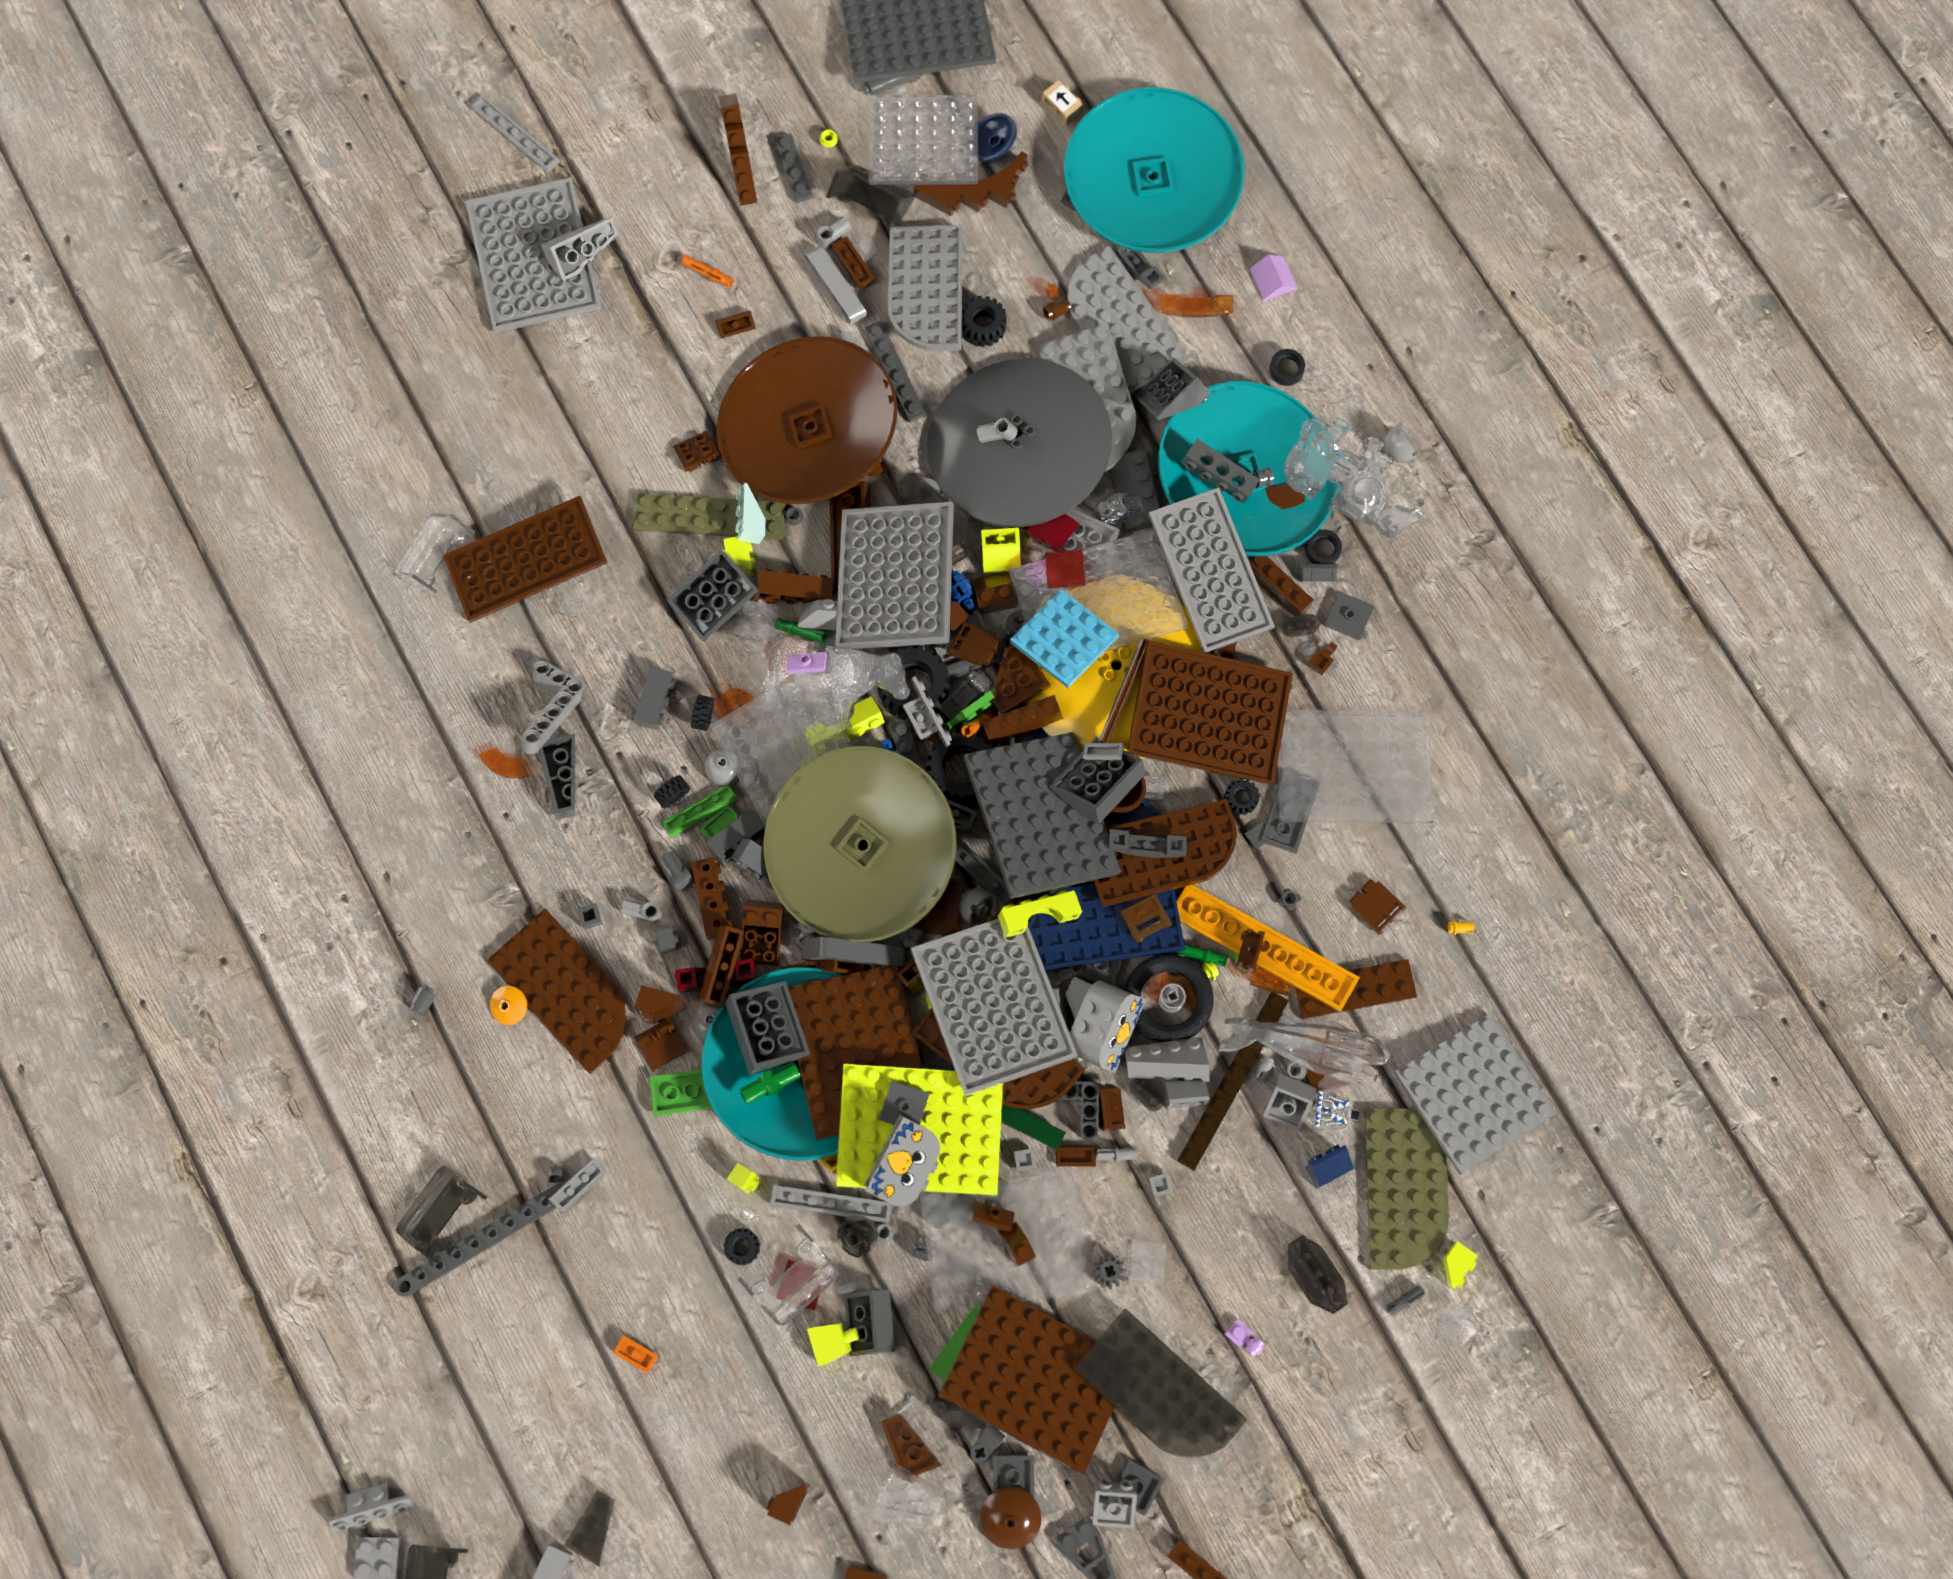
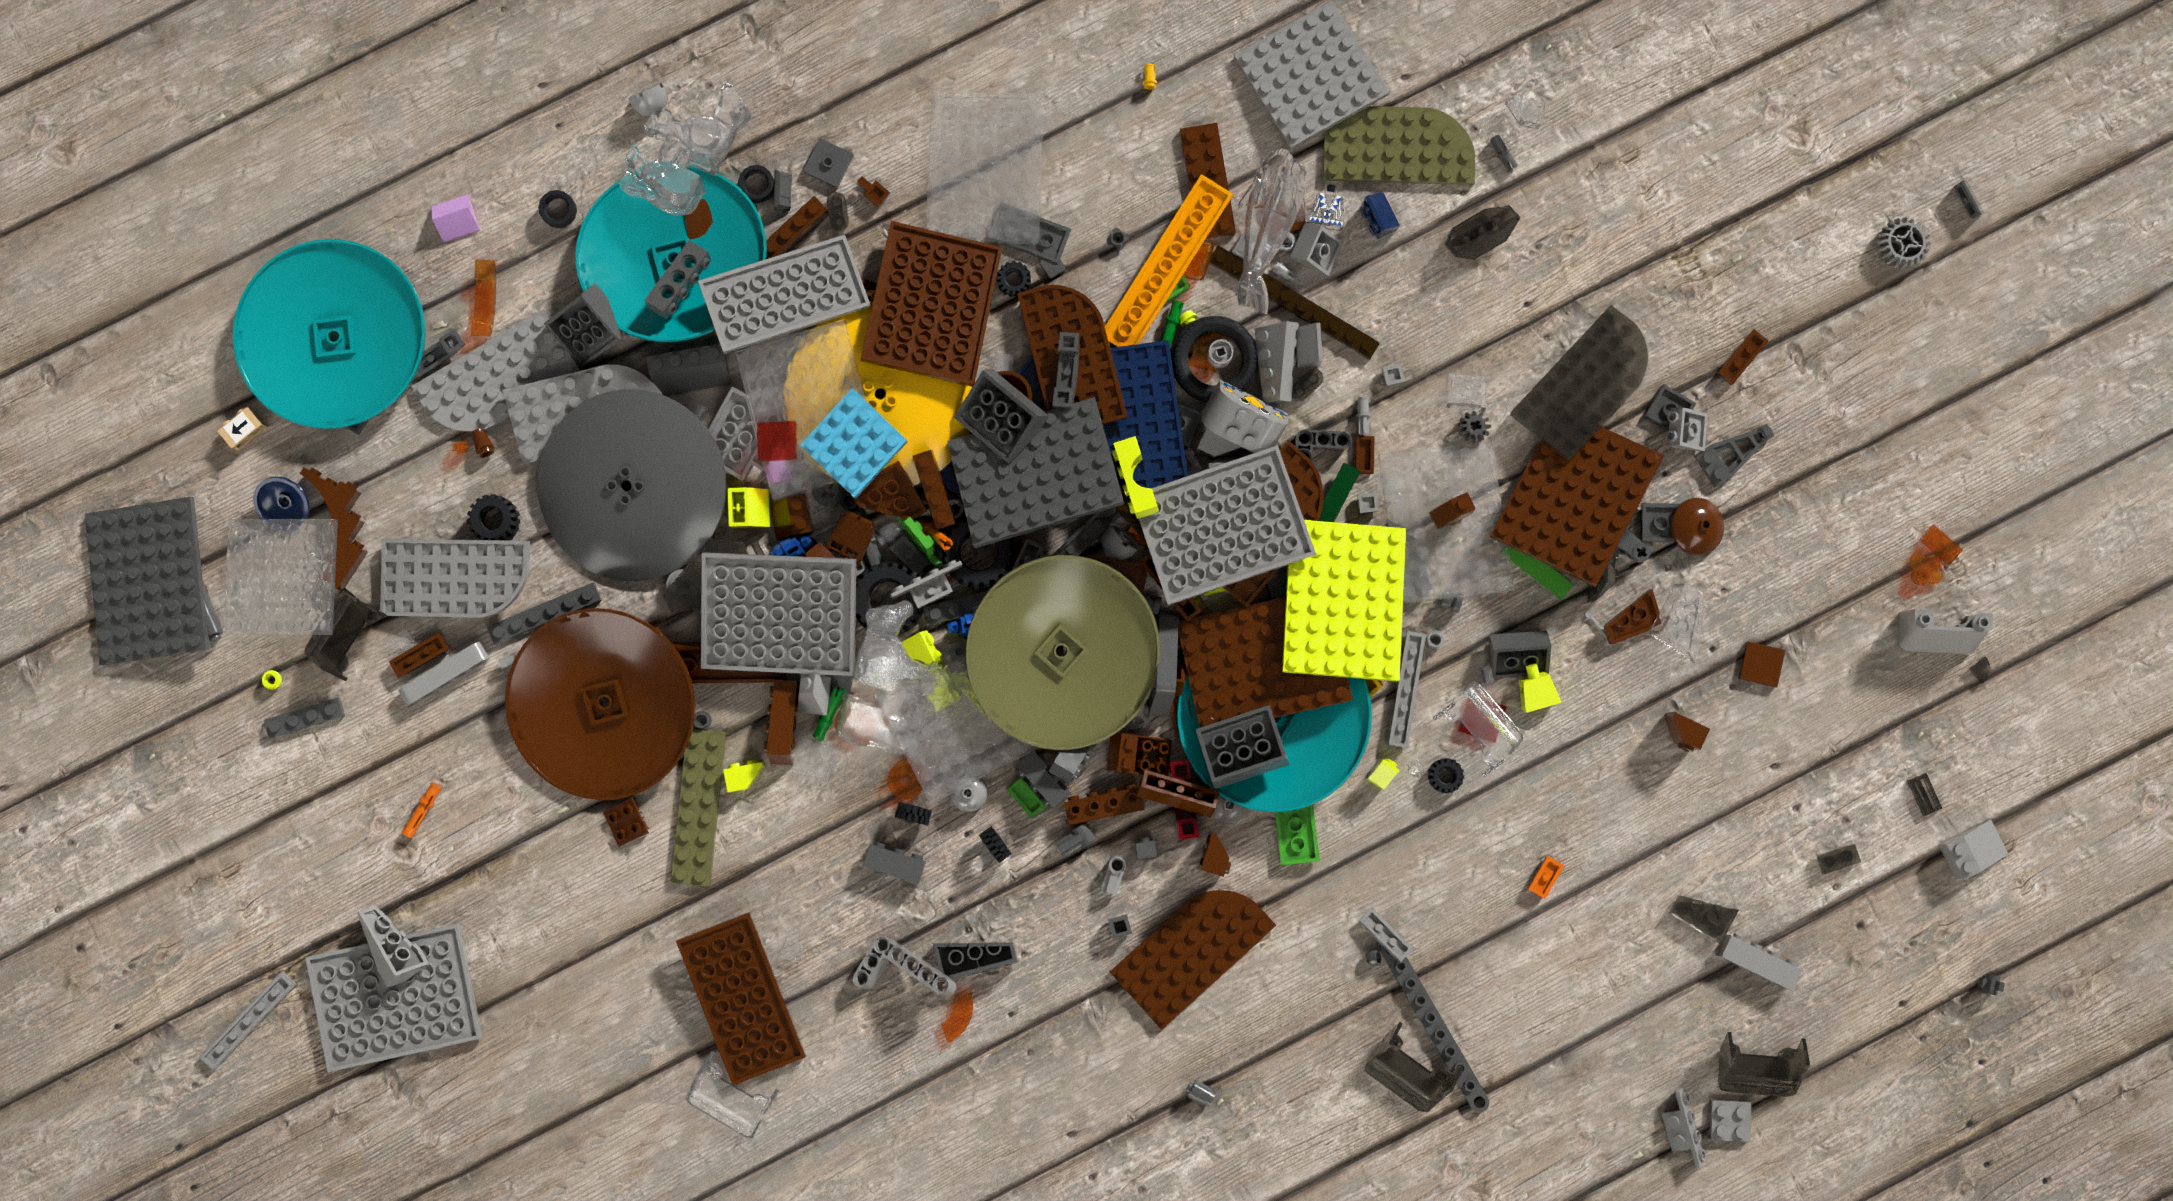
camera: 90 degrees left, 10 degrees up
(516, 1005) = (1201, 1001): light orange dish -> none
(660, 1044) = (1248, 855): reddish brown hinge -> none
(699, 810) = (1013, 817): bright green tile -> none
(713, 594) = (790, 801): dark grey slope -> none
(735, 324) = (483, 781): reddish brown slope -> none
(738, 149) = (279, 776): reddish brown arch -> none
(750, 517) = (707, 763): light aqua slope -> none
(769, 1083) = (1297, 744): green piece -> none
(806, 663) = (874, 703): lavender plate -> none
(833, 231) = (381, 675): light grey piece -> none
(858, 1236) = (1439, 663): clear smoke cylinder -> none
(903, 1101) = (1325, 613): dark grey plate -> none
(904, 1163) = (1384, 613): light grey brick -> none
(993, 1216) = (1426, 532): reddish brown plate -> none
(997, 431) = (625, 506): light grey piece -> none
(1054, 532) = (734, 452): dark red slope -> none
(1103, 751) = (972, 409): light grey tile -> none
(1111, 1109) = (1321, 418): reddish brown hinge -> none
(1114, 510) = (711, 390): clear torso -> none
(1124, 692) = (911, 386): reddish brown axle -> none
(1143, 912) = (1134, 379): clear orange plate -> none
(1240, 1334) = (1533, 308): lavender plate -> none
(1250, 951) = (1172, 277): reddish brown hinge -> none
(1265, 476) = (683, 235): dark grey wheel -> none
(1308, 649) = (862, 205): clear plate -> none
(1376, 905) = (1126, 156): reddish brown plate -> none
(1457, 1263) = (1471, 102): neon yellow slope -> none

